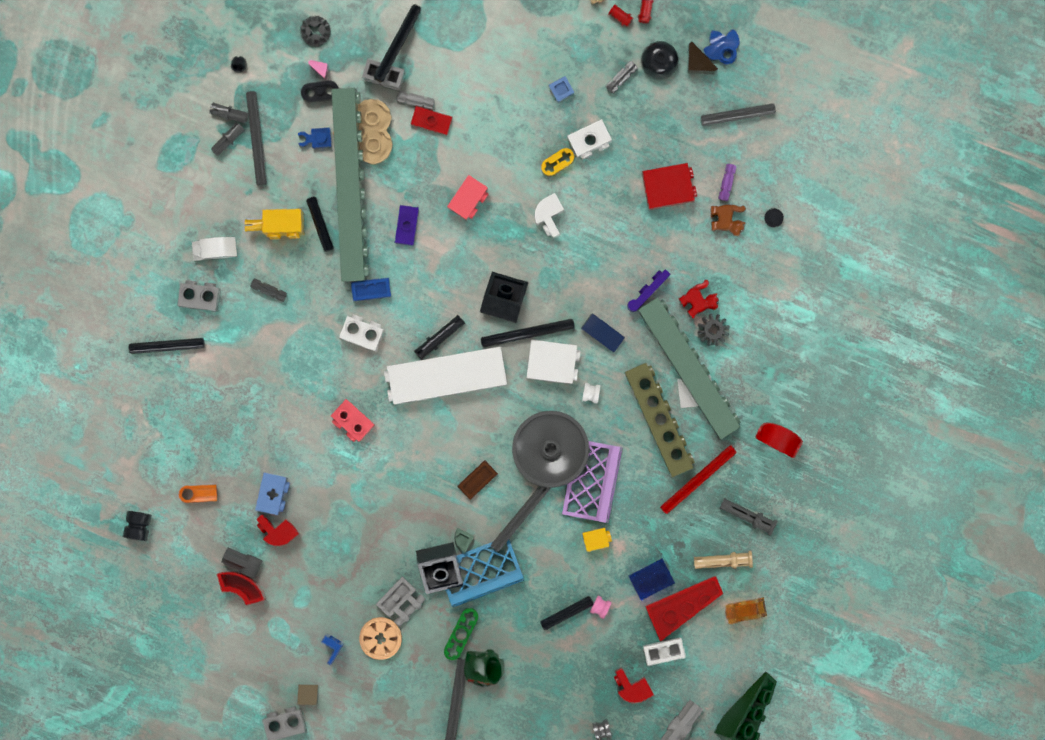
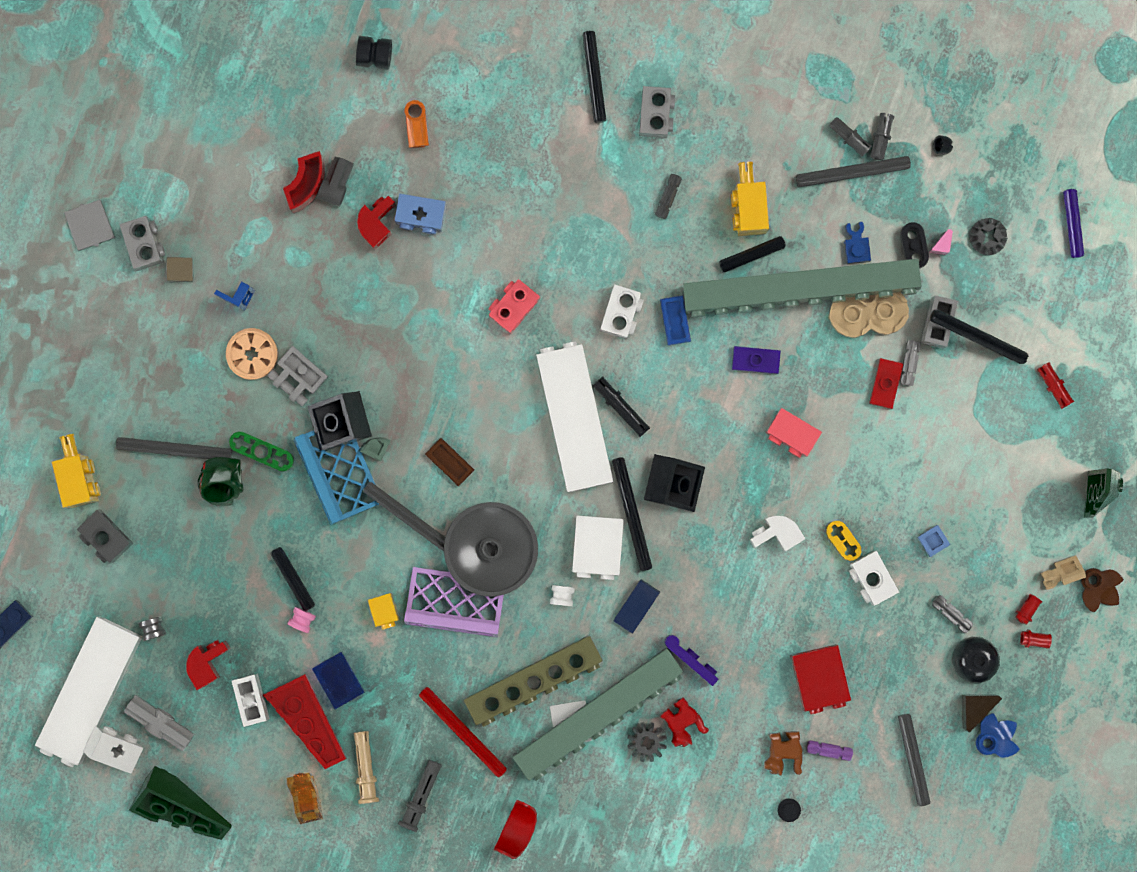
camera: 85 degrees right, 0 degrees up
(214, 248) = (715, 127): white brick -> none

